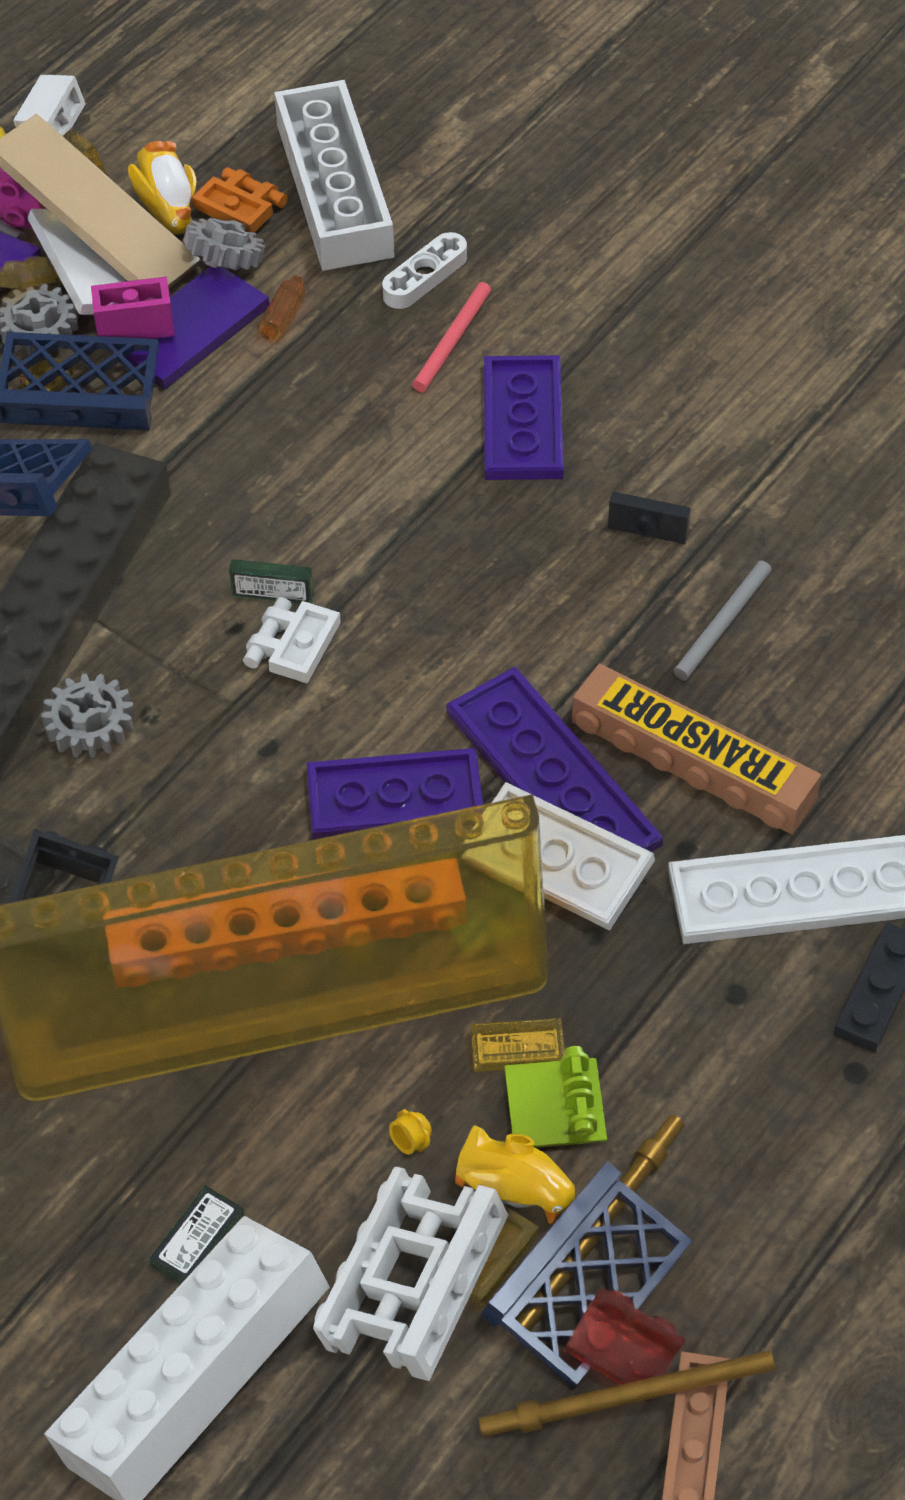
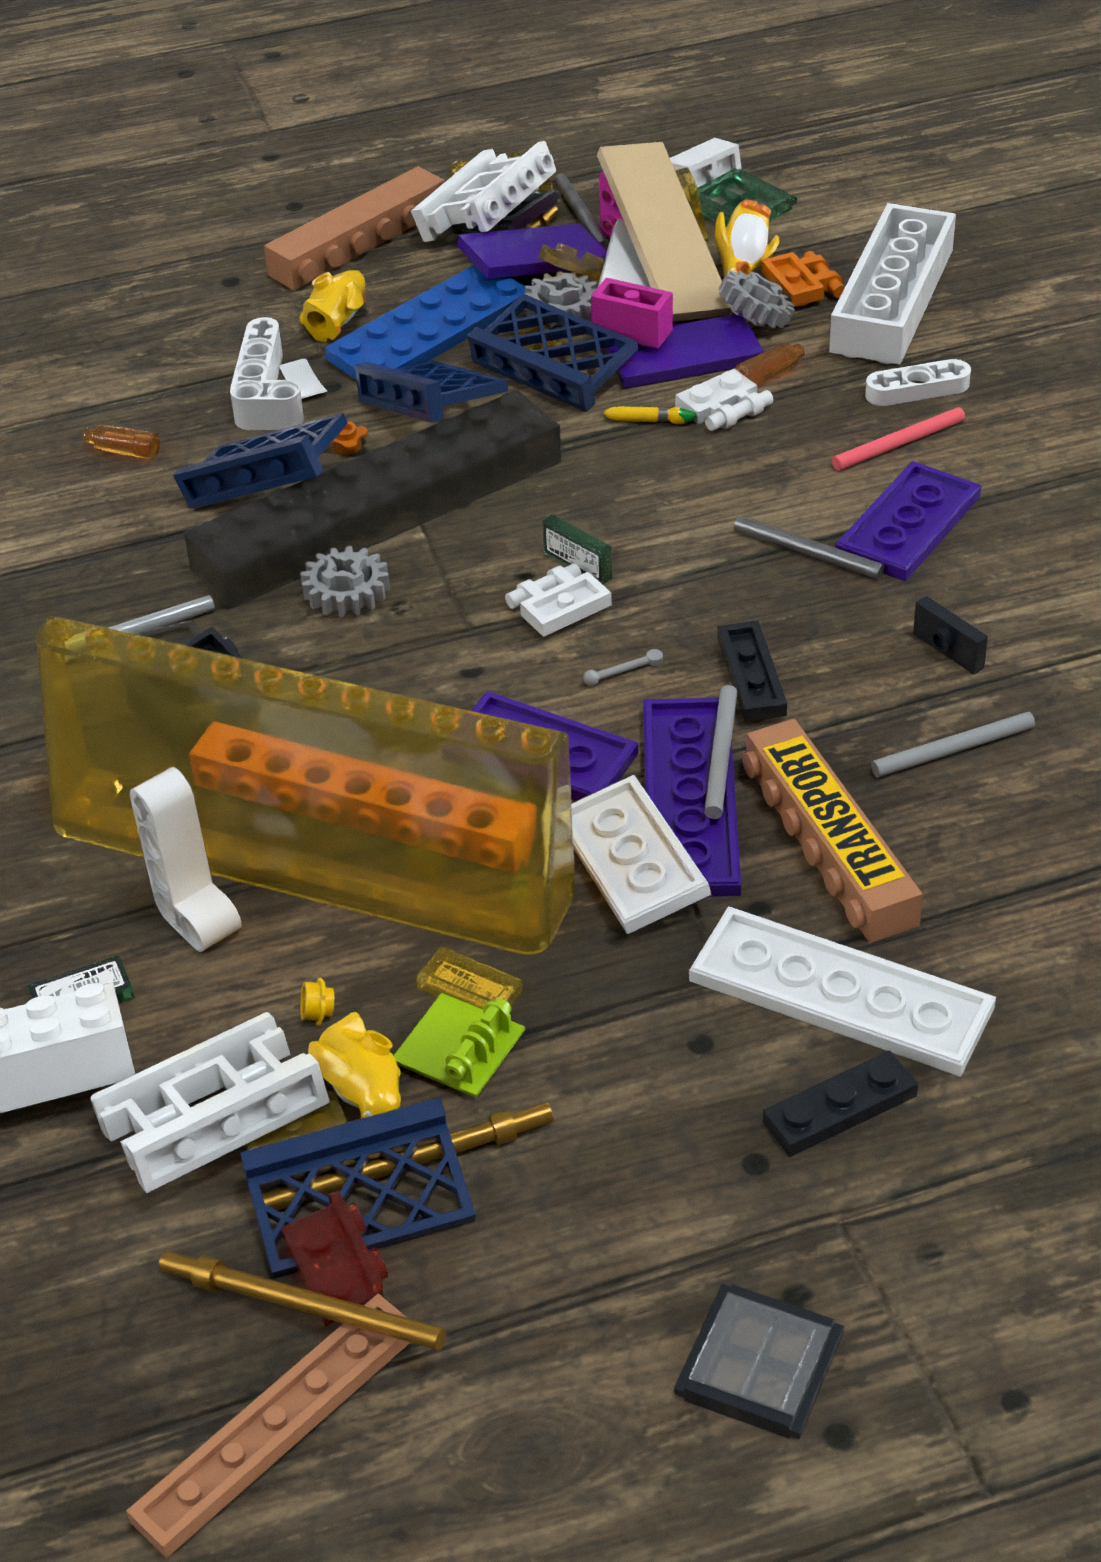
camera: 35 degrees right, 10 degrees down
(116, 130) = (737, 185): none -> clear green piece
(211, 1078) = (178, 861): none -> white beam
(215, 408) = (650, 414): none -> yellow piece
(261, 359) = (724, 400): none -> white plate
(416, 658) = (653, 657): none -> light grey hinge
(461, 484) = (809, 547): none -> flat silver bar
(514, 630) = (752, 671): none -> black plate
(556, 722) = (720, 752): none -> light grey bar

